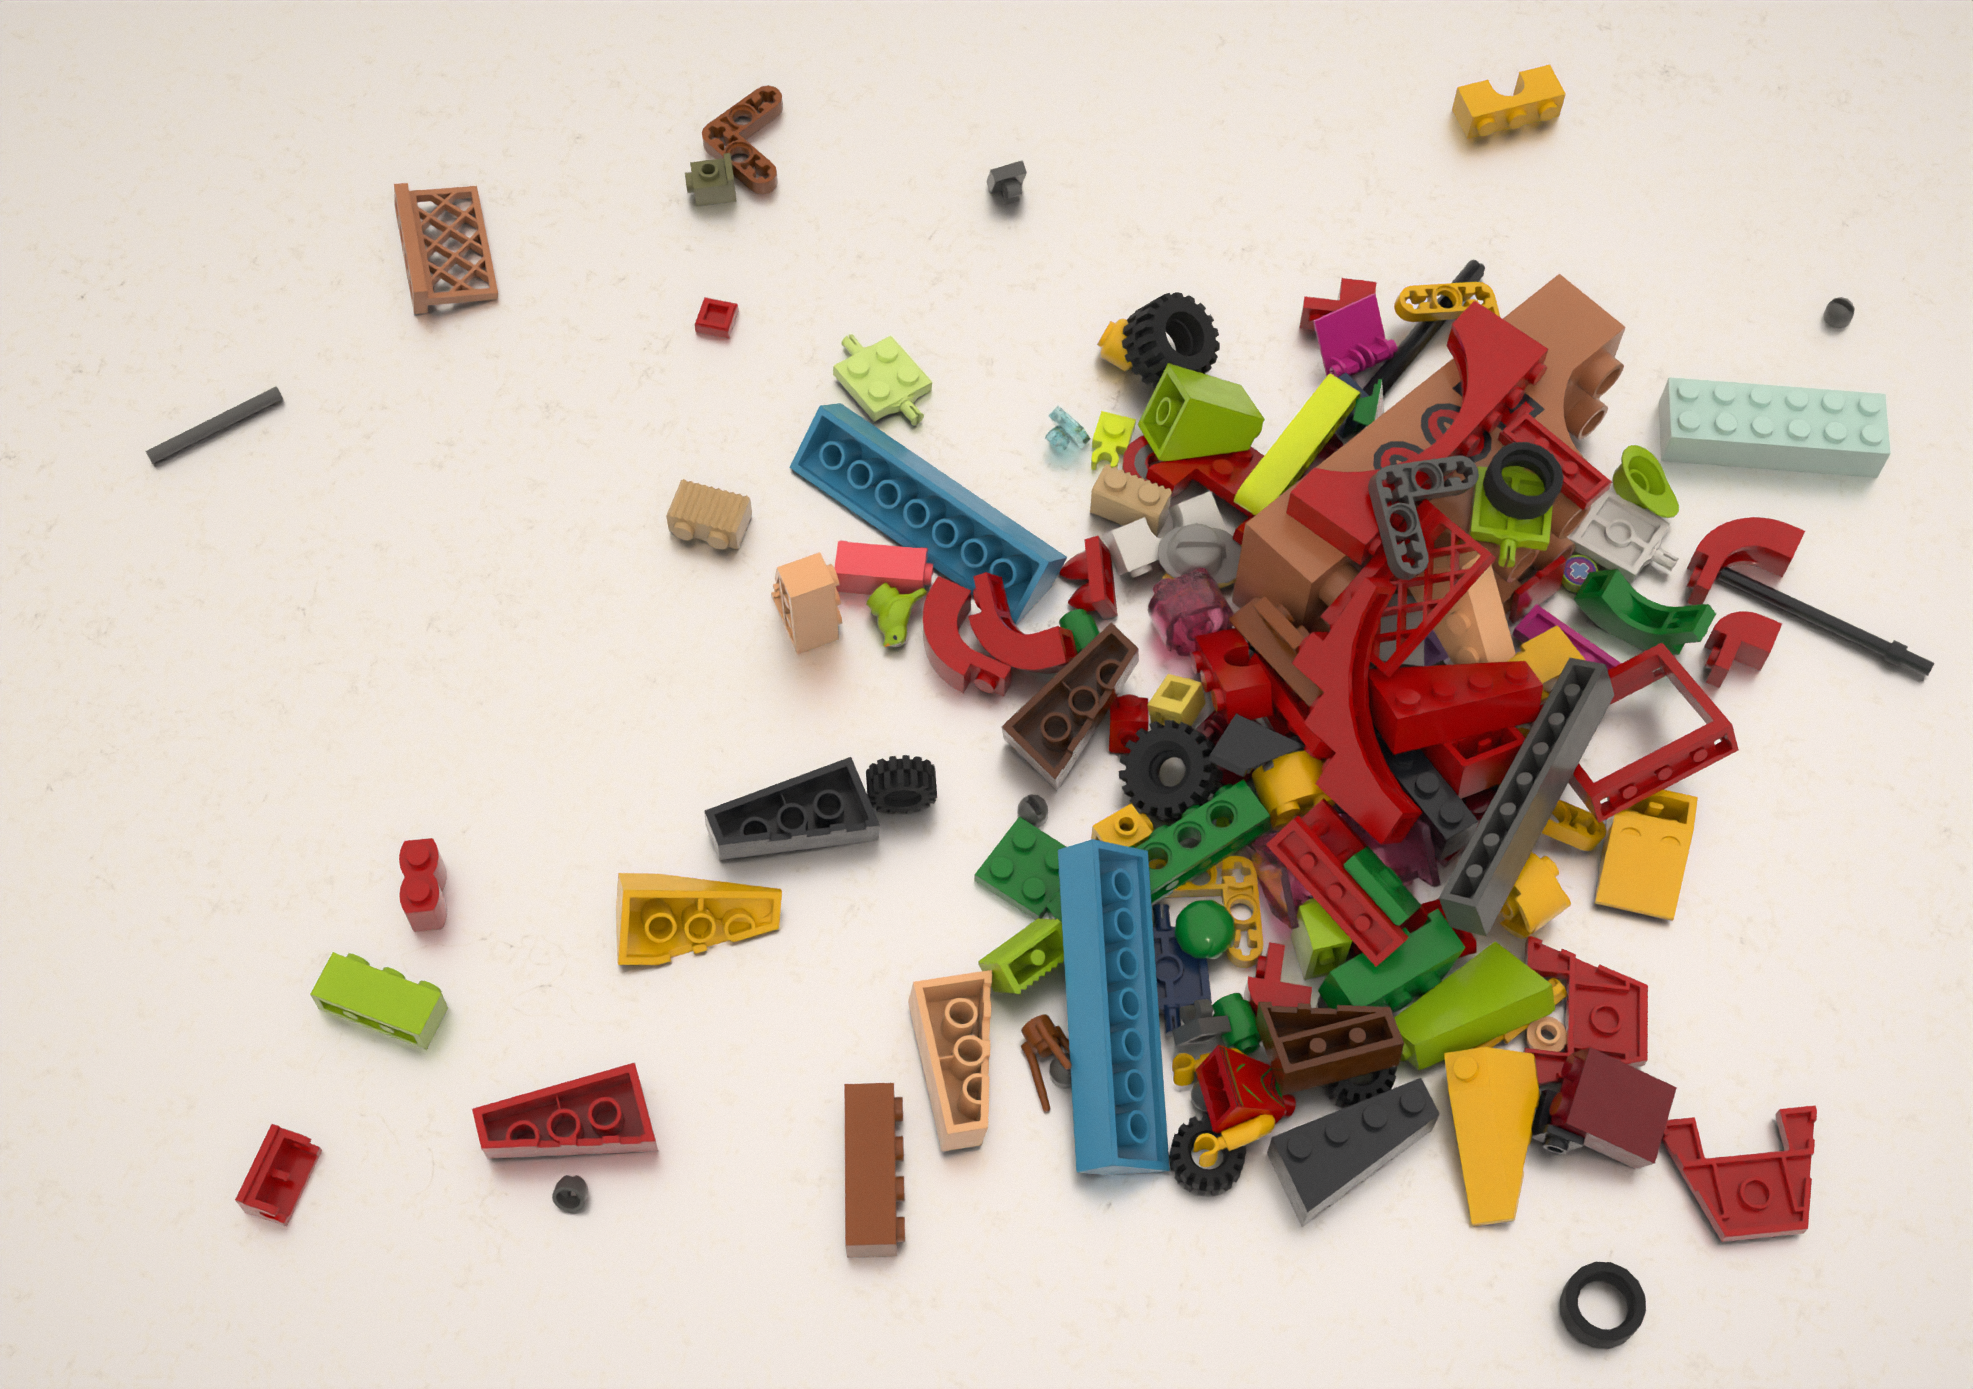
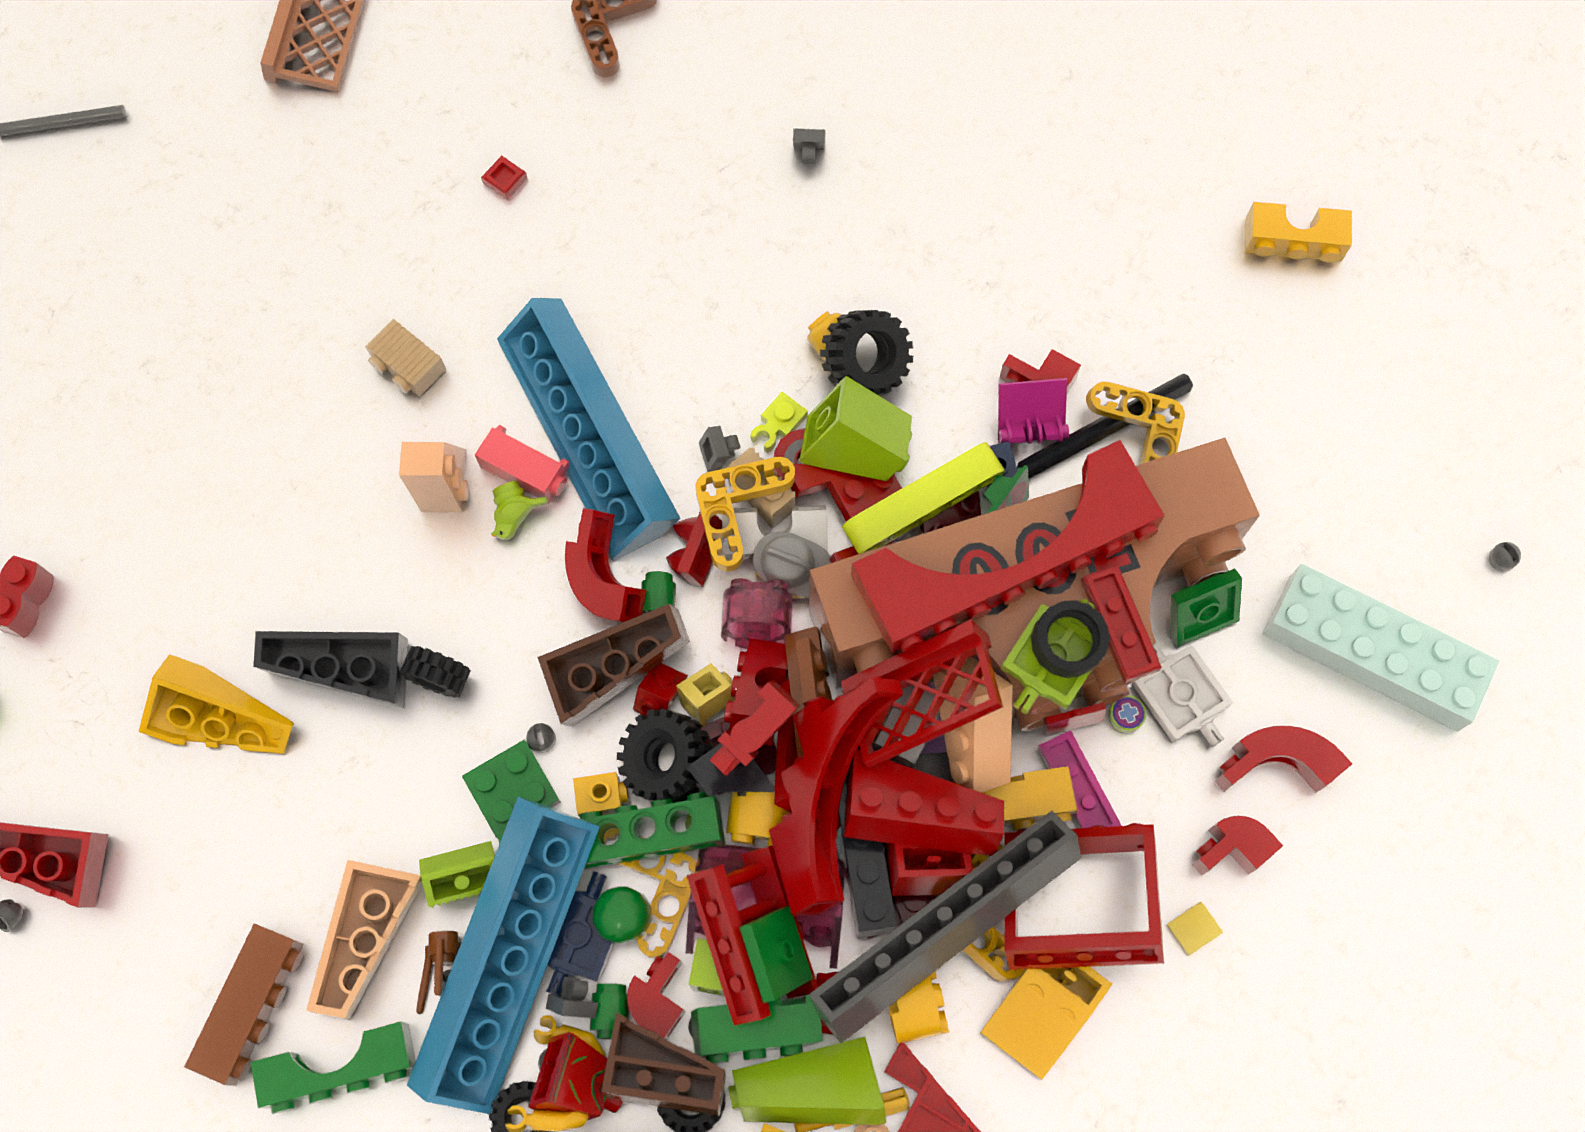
camera: 25 degrees right, 10 degrees up
(711, 181) = (559, 49): olive brick -> none
(882, 378) = (612, 287): yellowish green plate -> none
(949, 655) = (540, 545): red arch -> none
(953, 1220) = (286, 1078): none -> green arch
(1065, 431) = (741, 398): clear light blue tile -> none
(1066, 483) = (717, 448): none -> dark grey tile
(1112, 518) = (722, 502): none -> yellow beam
(1258, 701) = (751, 733): none -> red hips
(1408, 492) = (956, 607): dark grey beam -> none
(1606, 438) = (1205, 607): none -> green plate
(1637, 620) = (1157, 783): green arch -> none
(1644, 483) = (1229, 656): lime piece -> none
(1747, 729) = (1195, 928): none -> light yellow slope
(1893, 652) = (1380, 911): black bar -> none

